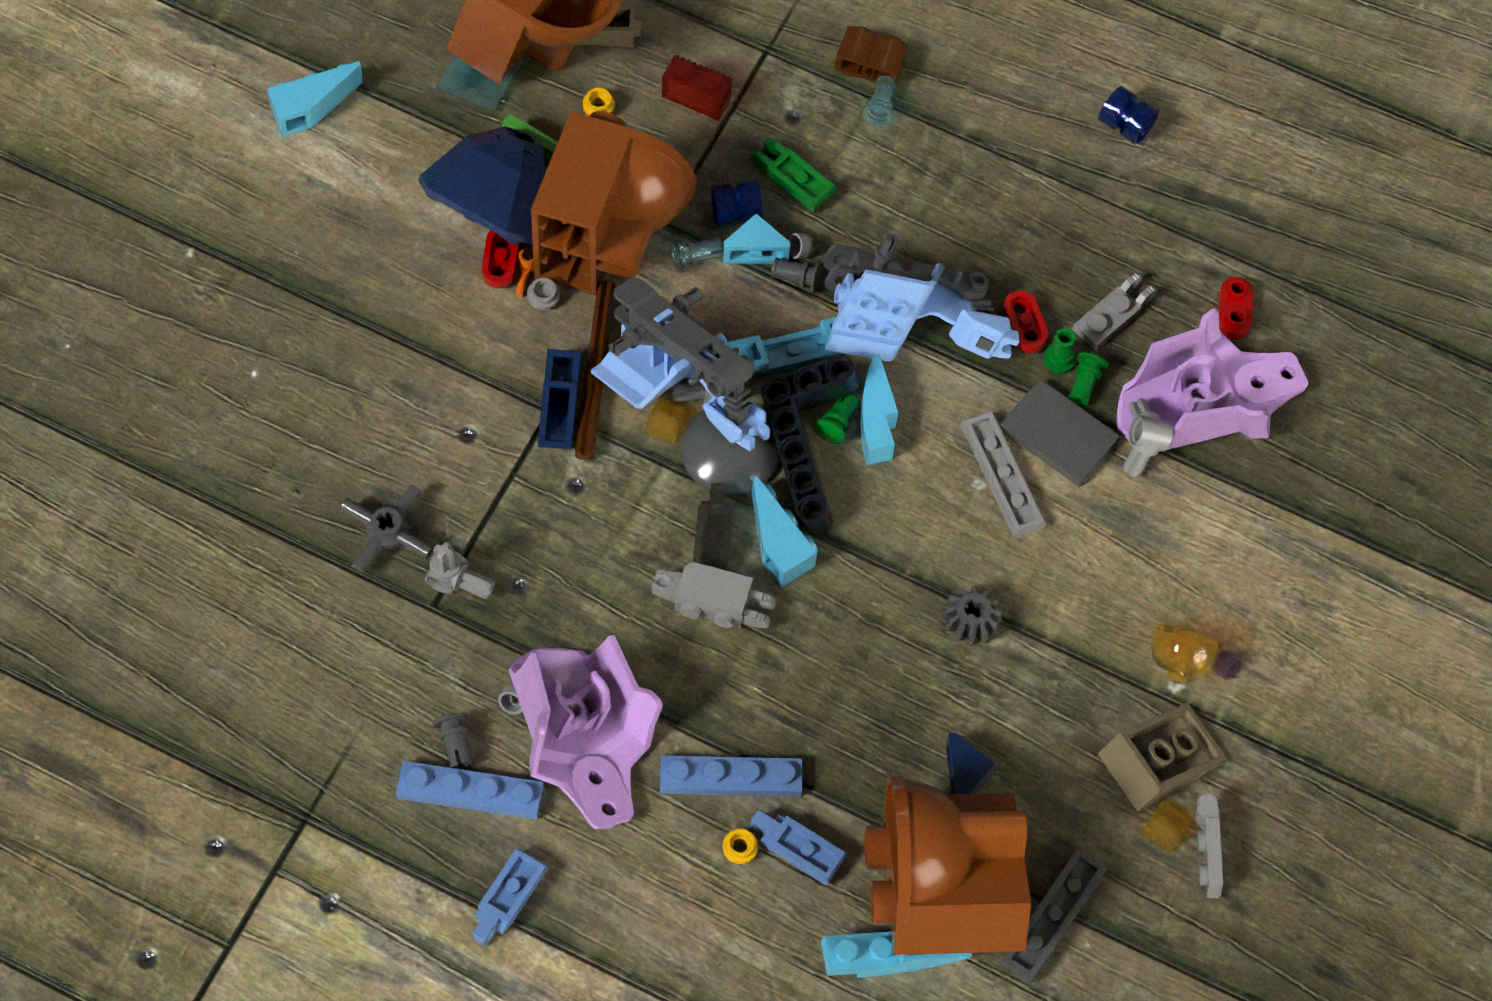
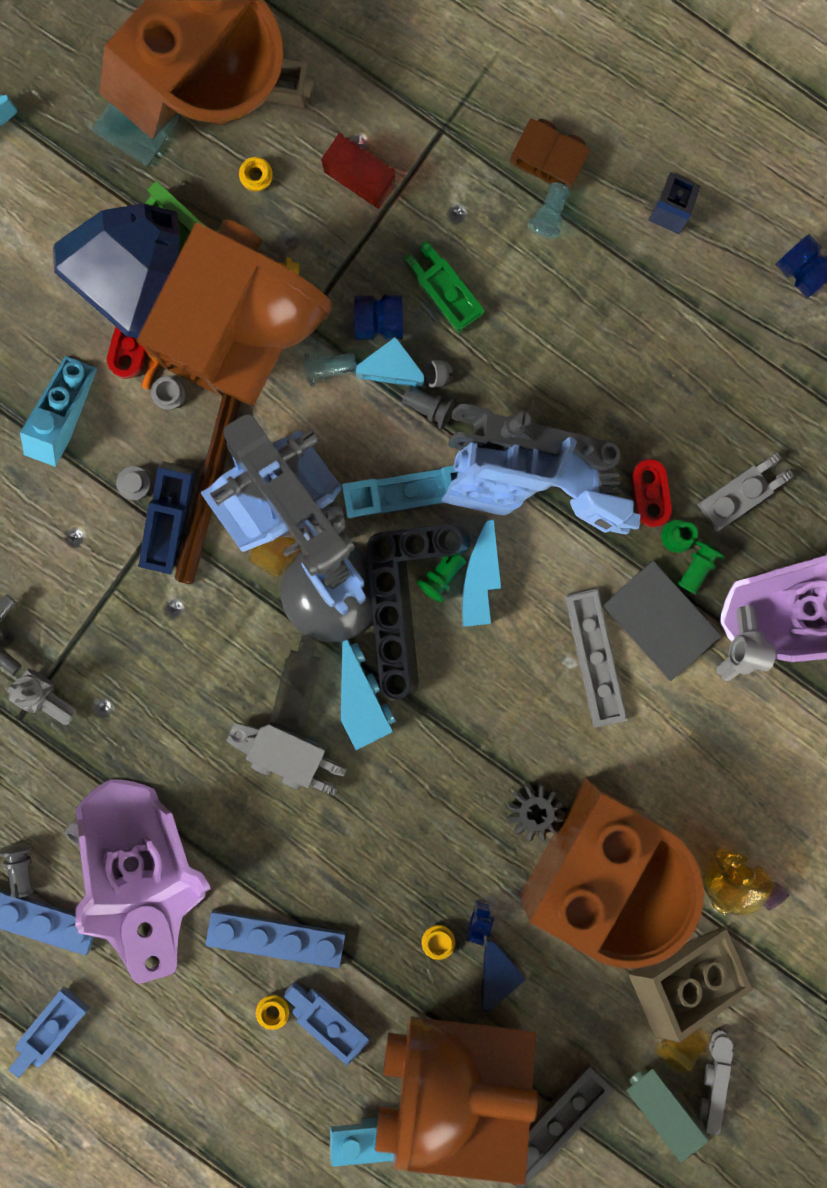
camera: 10 degrees right, 25 degrees up
(438, 322) = (57, 412): none -> medium azure slope
(521, 375) = (133, 483): none -> light grey plate
(898, 755) = (438, 942): none -> yellow plate
(937, 725) = (479, 924): none -> clear blue plate
(993, 84) = (675, 203): none -> dark blue slope
(1063, 627) = (615, 883): none -> dark orange piece
(1172, 883) = (667, 1114): none -> sand green slope

